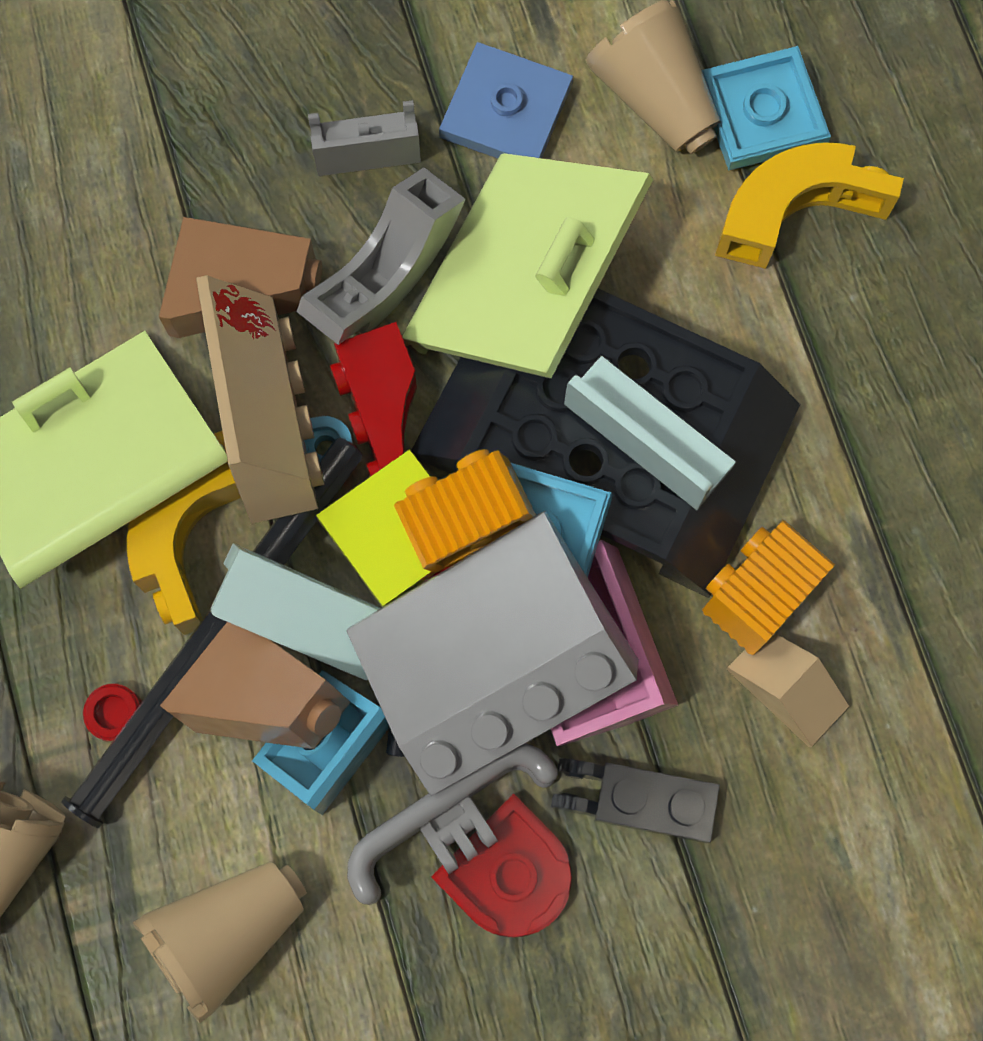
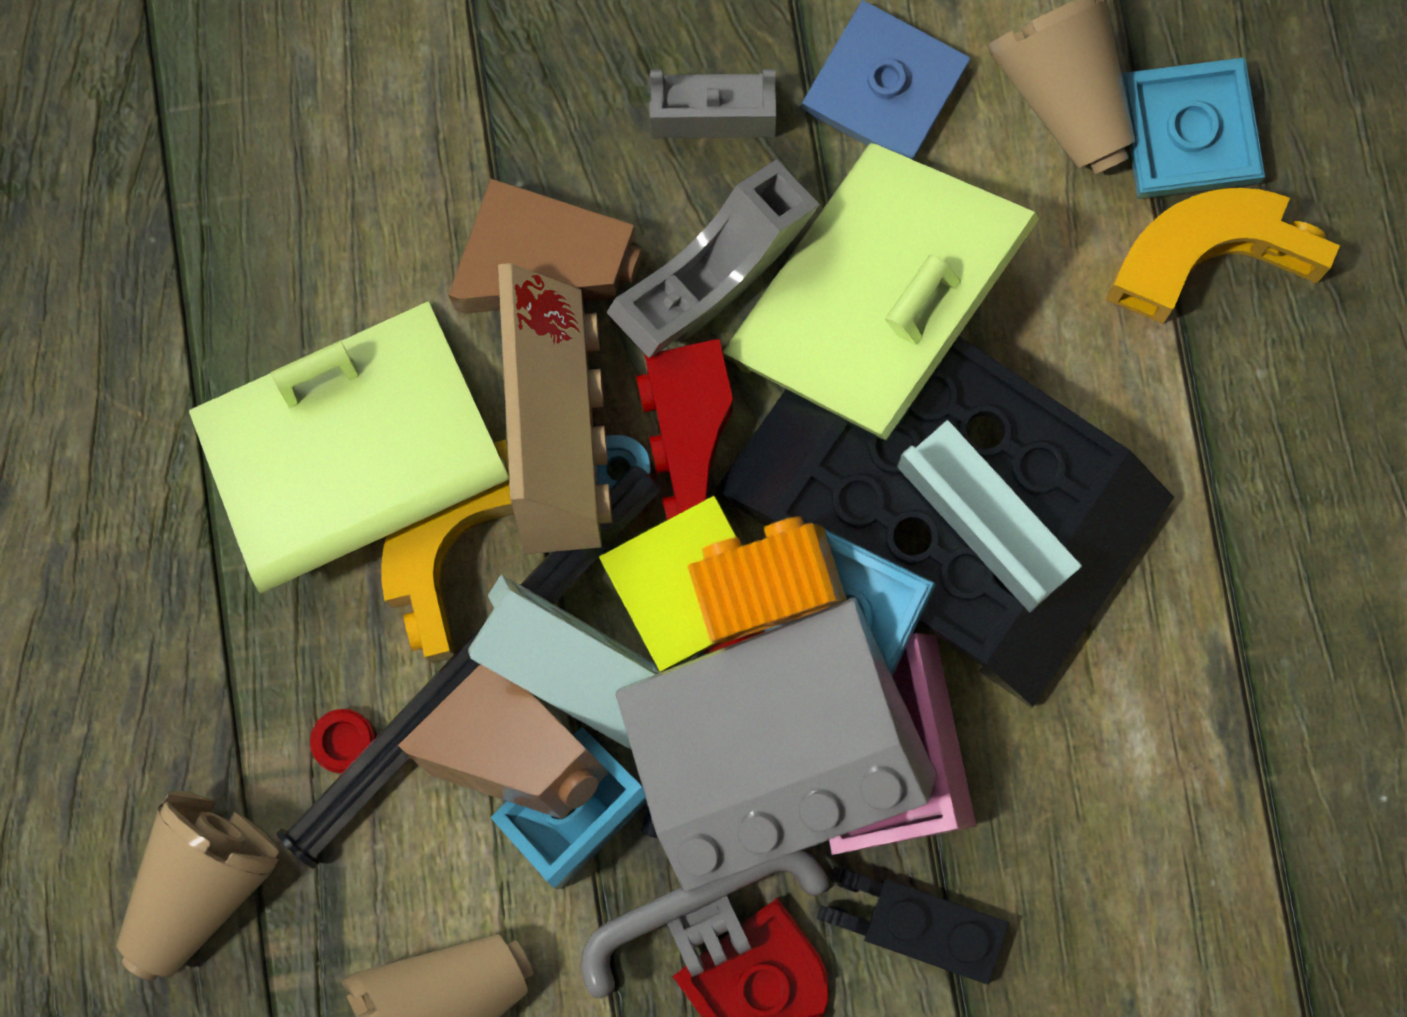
camera: 15 degrees right, 5 degrees up
(766, 587) = (1098, 707): light orange brick -> none
(791, 687) = (1107, 821): tan slope -> none

